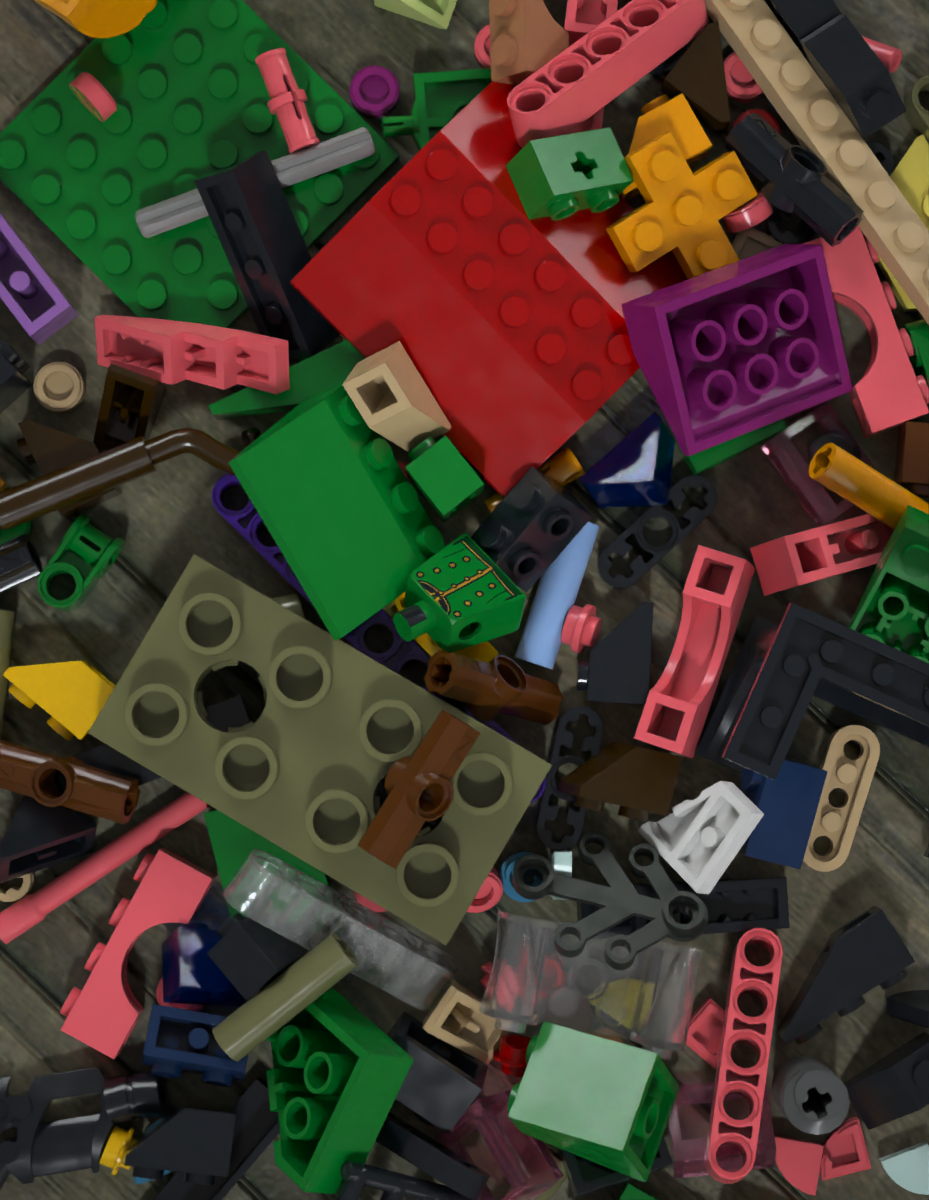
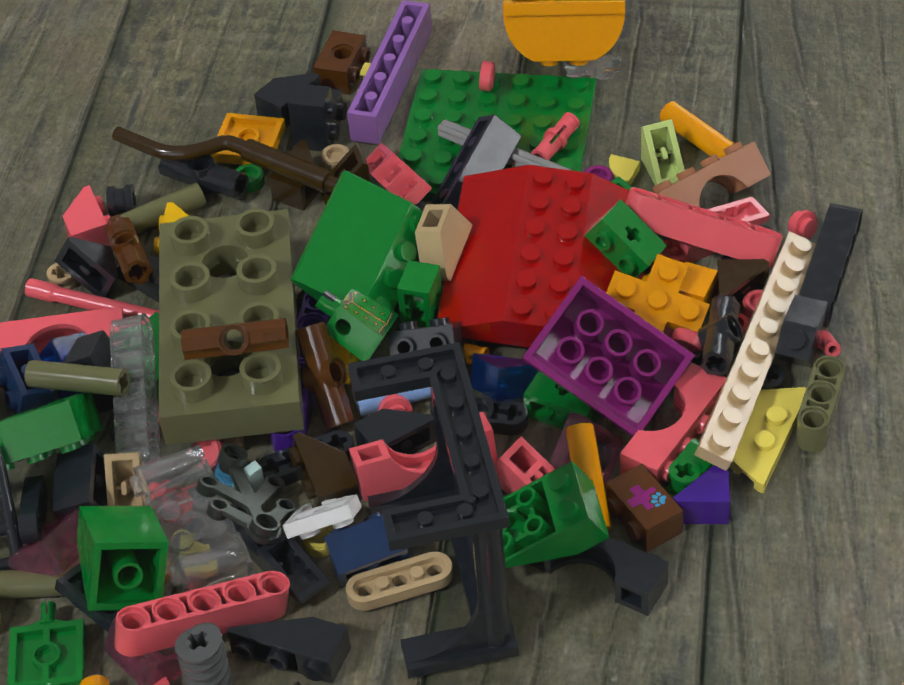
camera: 60 degrees right, 40 degrees down
(80, 561) = (237, 200): green piece -> none
(385, 48) = (624, 168): none -> light yellow tile

